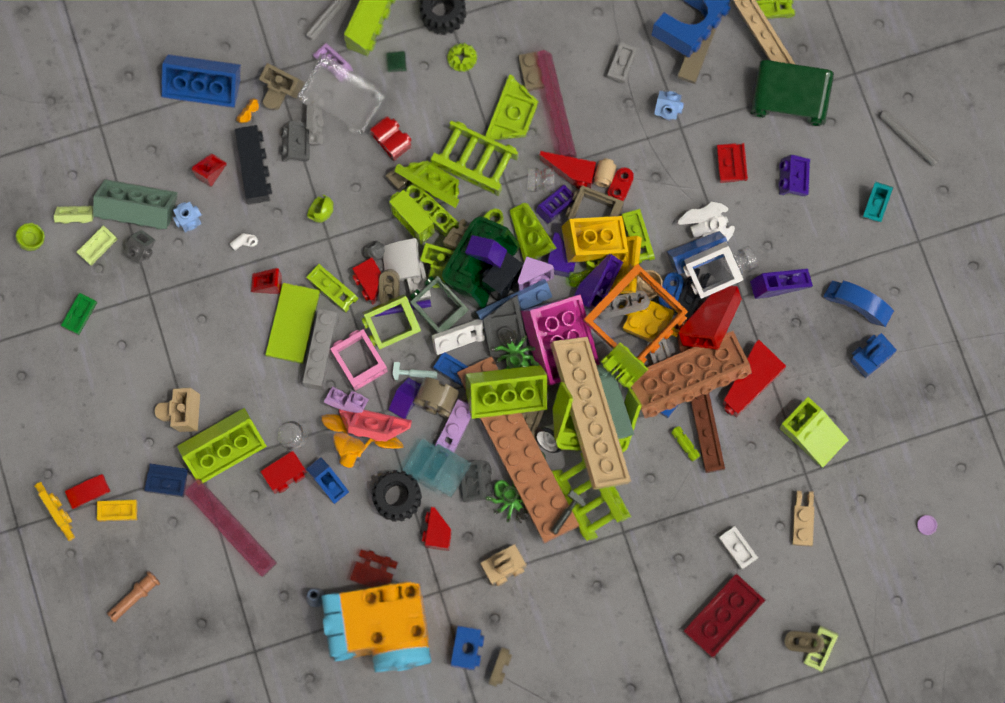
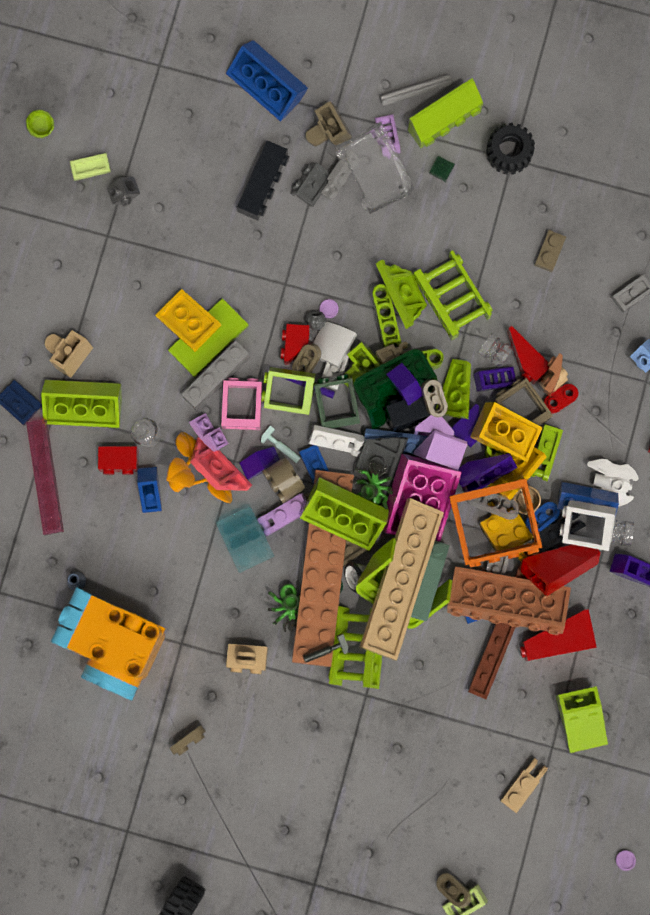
camera: 30 degrees right, 5 degrees up
(74, 214) = (88, 128): yellowish green plate -> none
(79, 314) = (38, 215): green plate -> none
(134, 204) = (143, 151): sand green slope -> none
(187, 216) = (179, 196): light blue brick -> none
(209, 169) = (224, 161): red slope -> none
(245, 116) = (284, 134): light orange piece -> none
(245, 240) = (215, 240): white arm -> none
(266, 318) = (188, 320): none -> yellow plate
(267, 282) = (209, 289): red slope -> none
(321, 209) = (294, 256): lime hair -> none
(331, 287) = (259, 328): lime plate -> none
(371, 576) = (133, 594): clear red plate -> none
(379, 233) = (329, 308): none -> lavender piece
(391, 138) = (393, 232): red brick -> none
(396, 479) = (185, 528): black tyre -> none
(397, 180) = (374, 273): dark tan plate -> none
(411, 216) = (365, 311): lime window -> none
(438, 532) = (212, 593): red slope -> none
(467, 63) = (500, 209): lime gear -> none
(467, 636) = (159, 710): blue brick -> none
(477, 482) = (272, 573): dark grey bracket -> none
(513, 112) = (511, 276): lime wing -> none
(518, 245) = (433, 397): none -> dark tan plate
(552, 286) = (442, 449): none -> lavender slope
(556, 102) = (551, 297): clear pink plate -> none
(578, 277) = (473, 455): clear neon green arm -> none
(600, 162) = (555, 369): none -> nougat slope
(625, 364) = (460, 559): lime hinge -> none
(685, 443) = (467, 655): lime axle -> none
(724, 616) = (402, 822): dark red plate -> none
(738, 548) = (452, 773): white plate -> none

